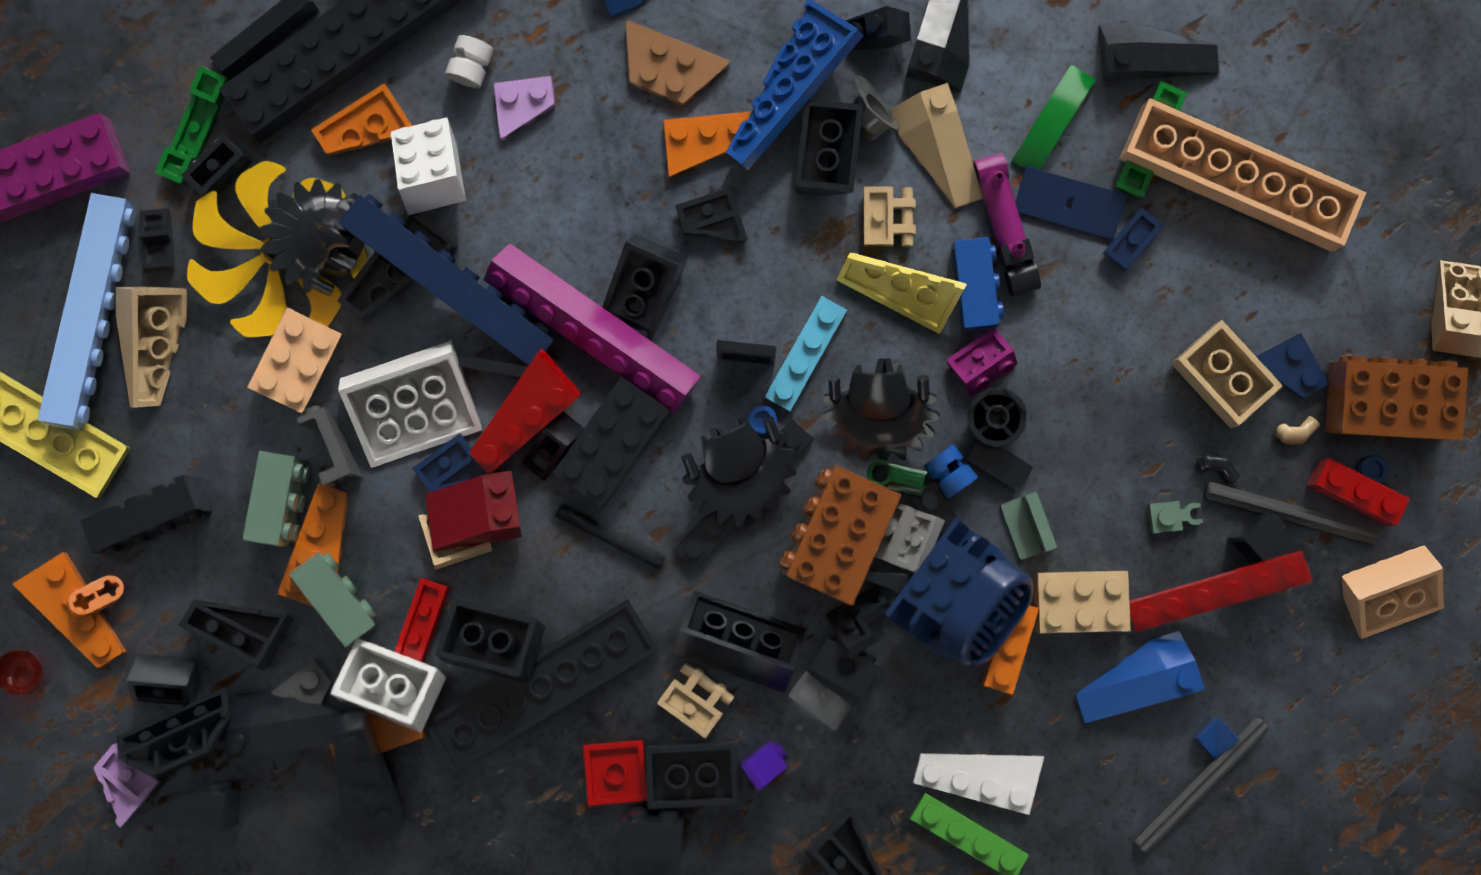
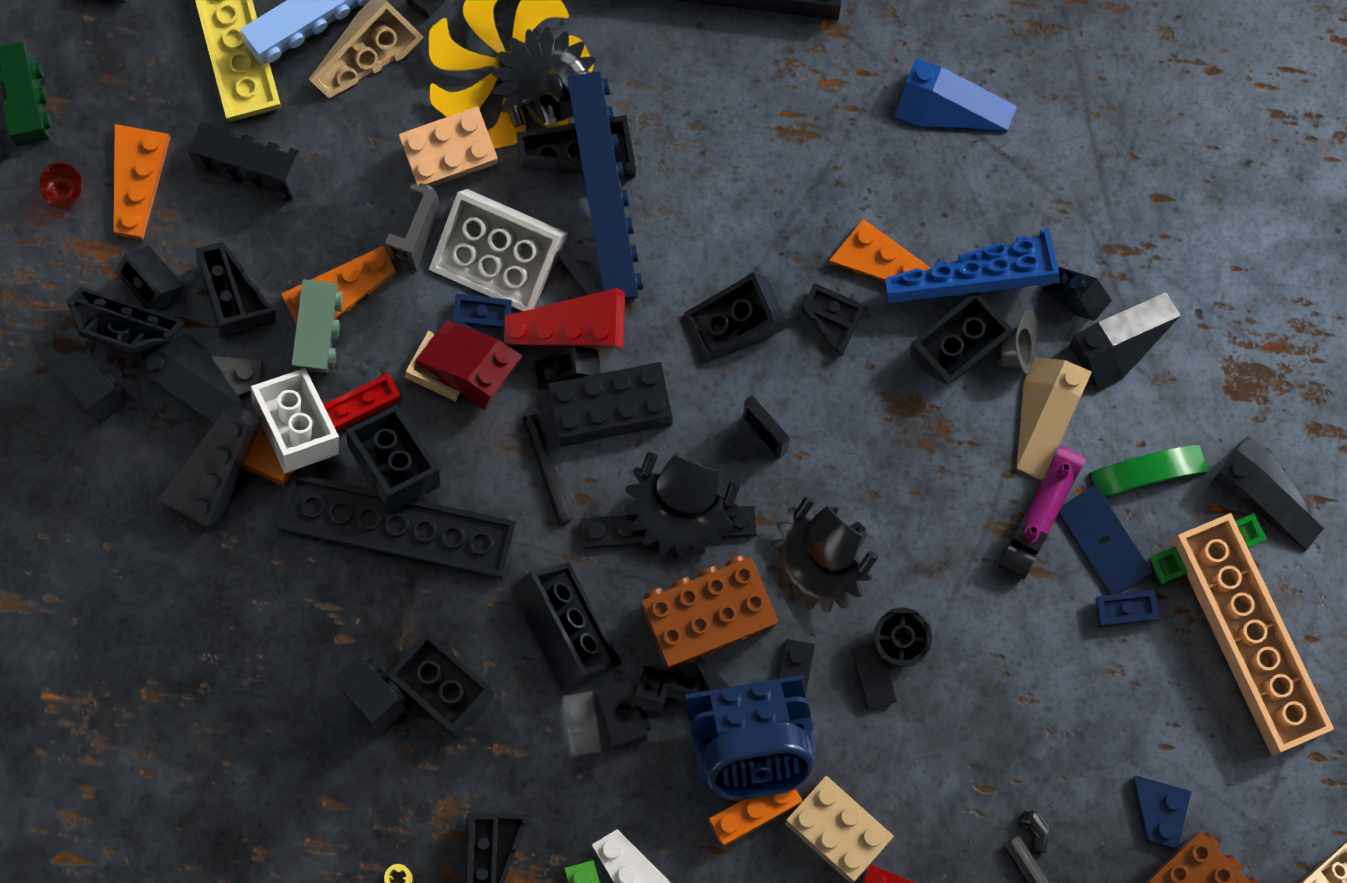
camera: 40 degrees right, 10 degrees down
(92, 590) = (162, 176): orange beam -> none
(123, 785) = (53, 324): lavender wing -> none
(276, 499) = (343, 228): sand green brick -> none
(362, 123) = (652, 36): orange wing -> none
(427, 166) = (666, 99): white brick -> none
(469, 61) = (762, 59): white wheel -> none
(521, 102) = (775, 119): lavender wing -> none
(591, 327) = (673, 313): magenta brick -> none
(615, 772) = (388, 632): red plate -> none
(669, 65) = (903, 186): medium nougat wing -> none
(690, 707) = (485, 637): tan plate -> none
(756, 417) = (724, 482): blue tile -> none
(765, 764) = (498, 726): dark purple slope -> none
(805, 354) = (808, 471): medium azure plate -> none
(878, 216) = (954, 423): tan plate -> none
(900, 478) = (791, 616): dark green piece -> none
(905, 290) = (923, 492): light yellow wing -> none
(909, 537) = (755, 660): light grey slope -> none
(961, 473) = (835, 657): blue wheel -> none
(979, 300) = (979, 534): blue brick -> none
(983, 361) = (932, 593): magenta bracket -> none
(1028, 526) = (852, 741): sand green panel -> none
(1169, 516) = (964, 832): sand green plate -> none
(1226, 374) = (1104, 766): tan brick -> none
(1297, 435) = (1117, 863): tan arm -> none

